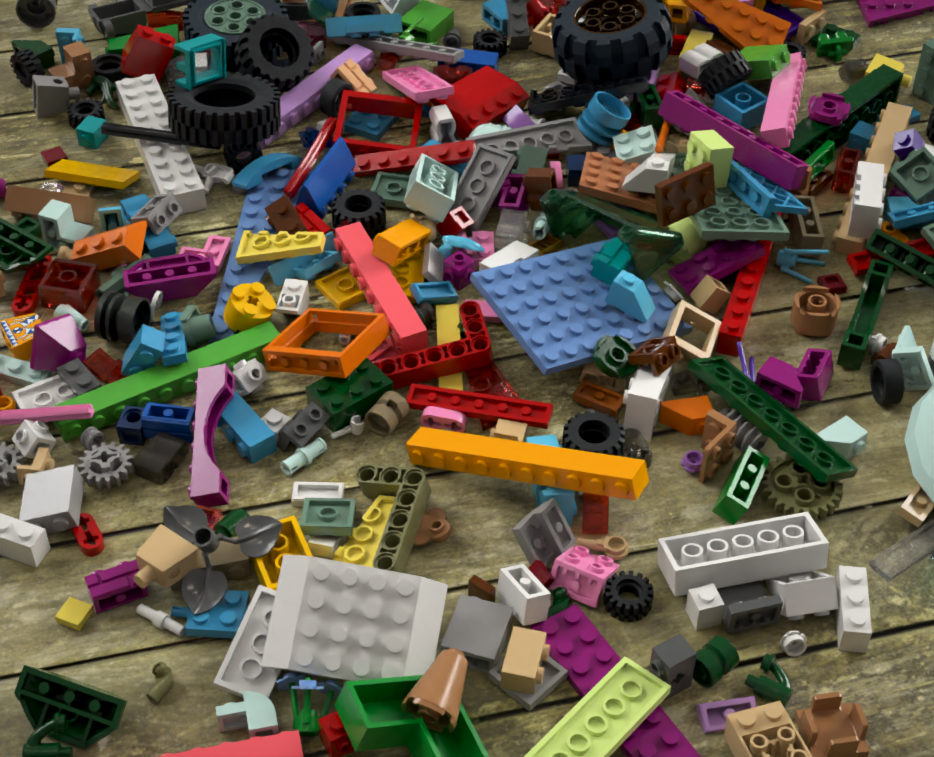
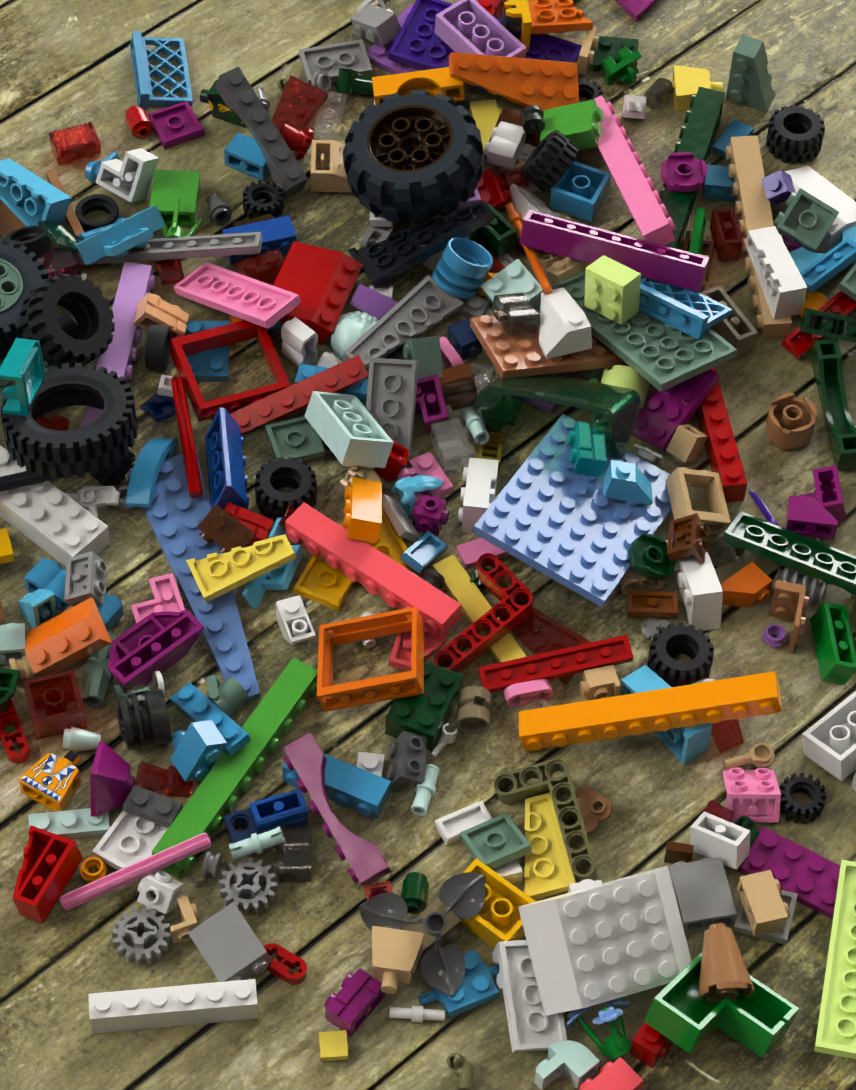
camera: 30 degrees left, 10 degrees up
(132, 433) = (257, 843): none -> light aqua pin
(248, 306) = (262, 652): yellow brick -> none
(249, 376) = (318, 724): white brick -> none
(544, 533) = (701, 772): light grey slope -> none
(621, 155) = (515, 314): none -> clear smoke brick
(640, 446) = (720, 642): clear smoke beam -> none
(685, 194) = (627, 350): reddish brown plate -> none
(729, 40) = (533, 119): none -> pearl dark grey wheel
(788, 259) = (730, 368): medium azure plant -> none
(827, 72) = (634, 107): none -> white tile
(833, 283) = (782, 379): dark red tile -> none

